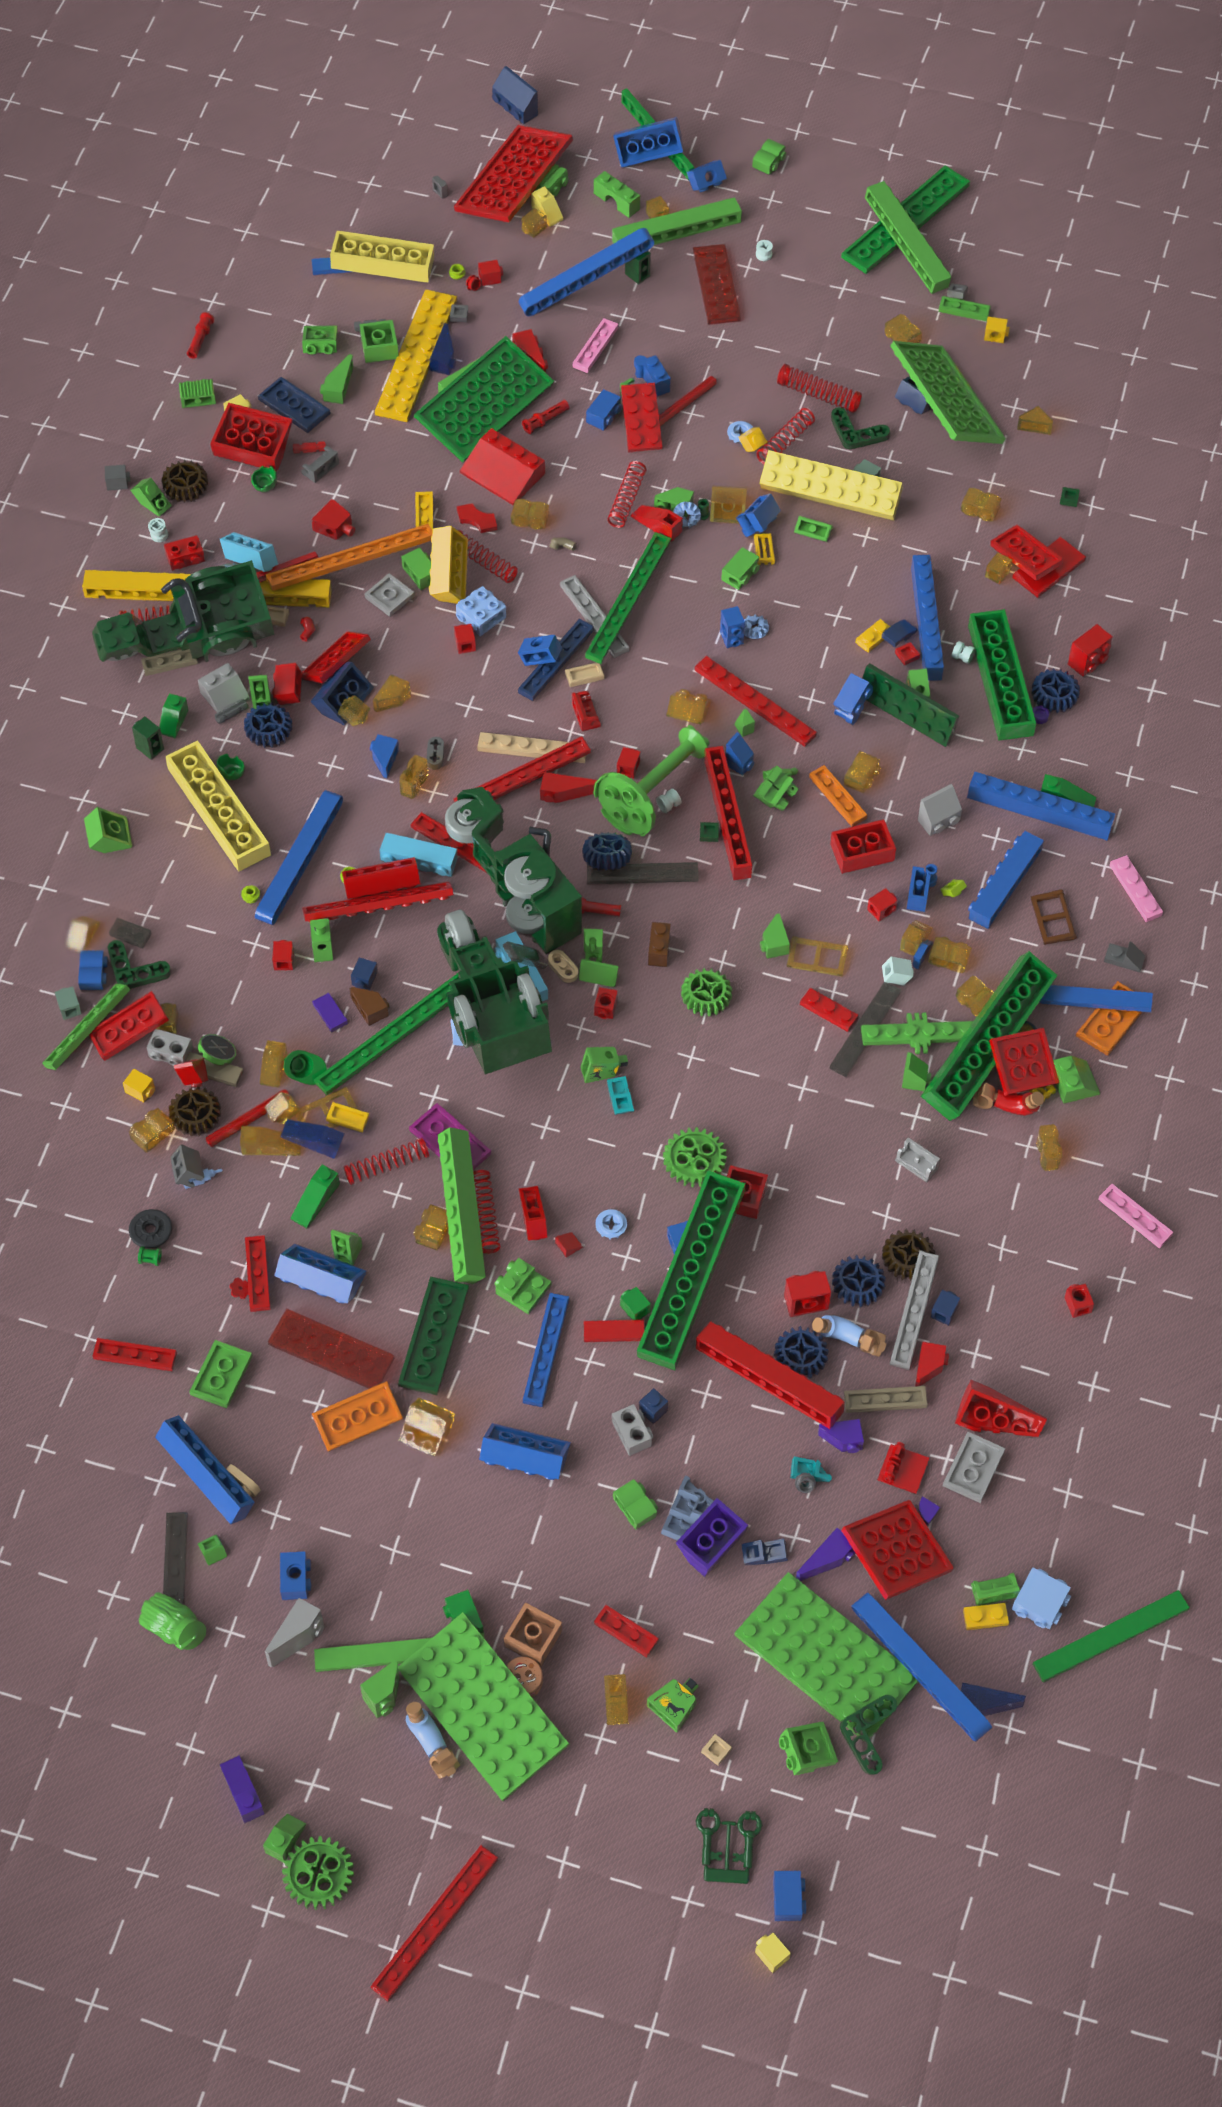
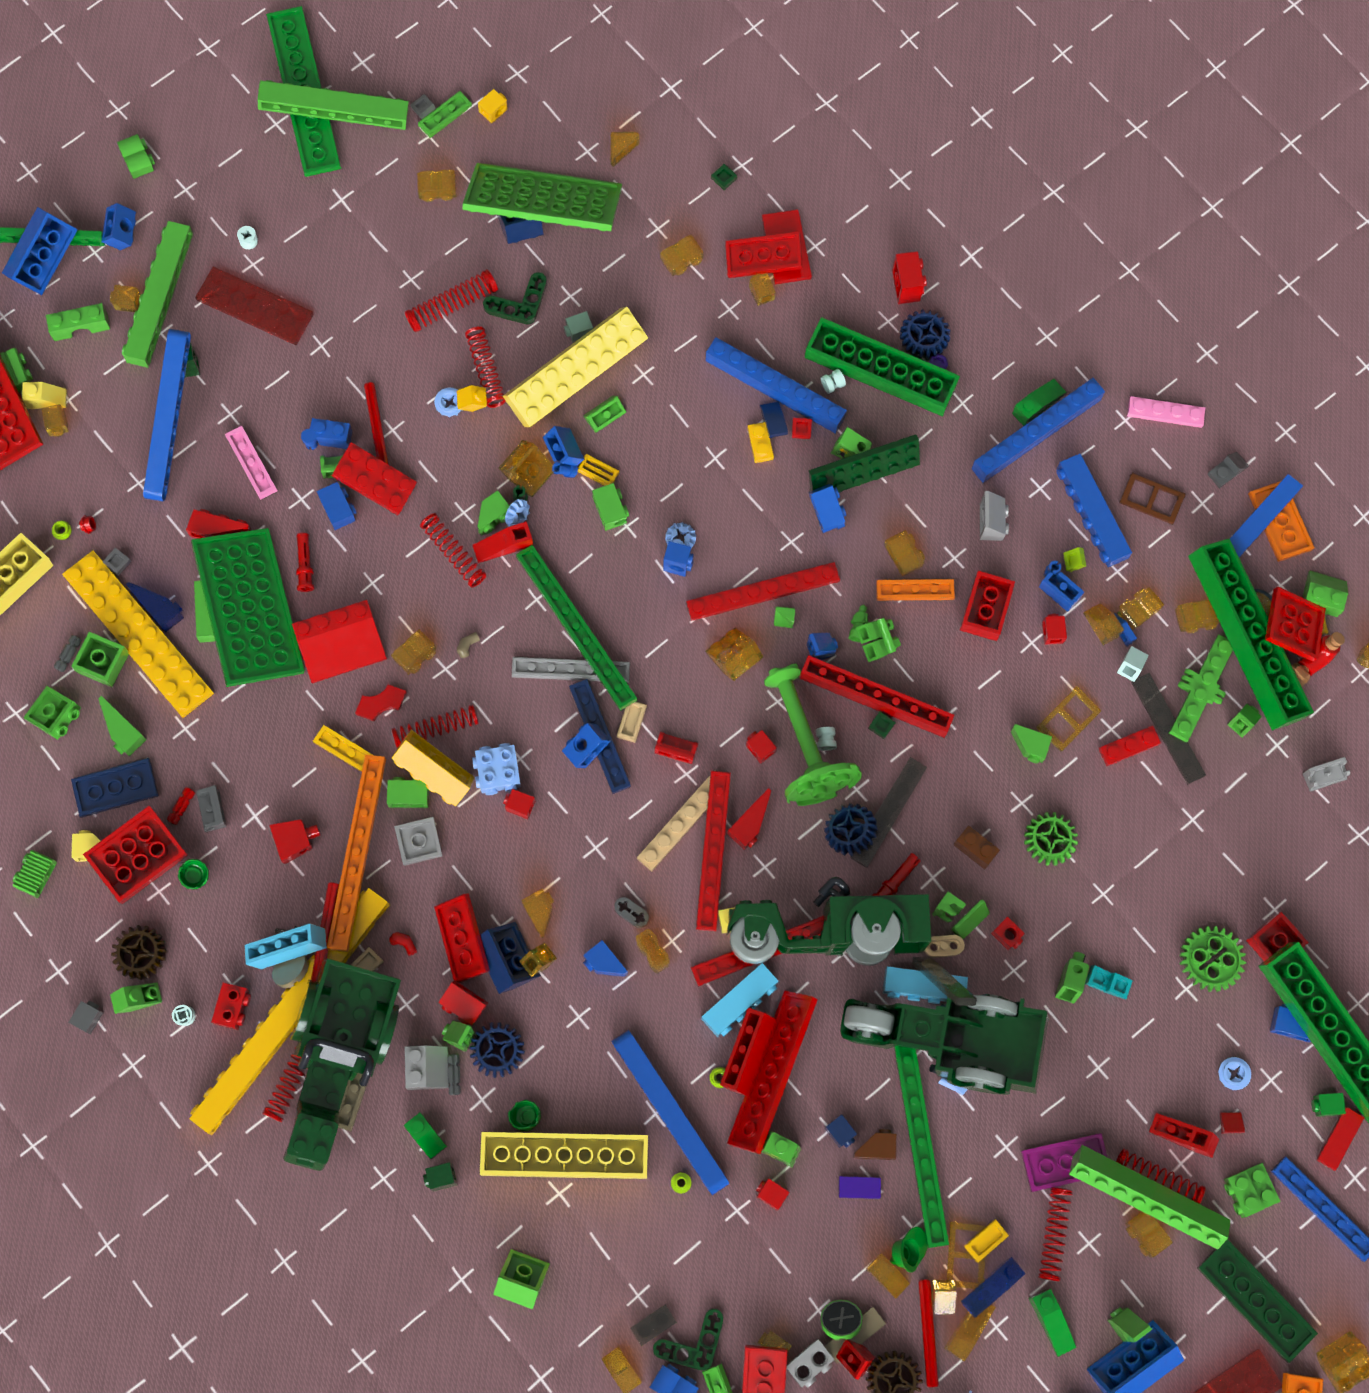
camera: 60 degrees left, 15 degrees up
(490, 272) = (87, 500): red brick -> none

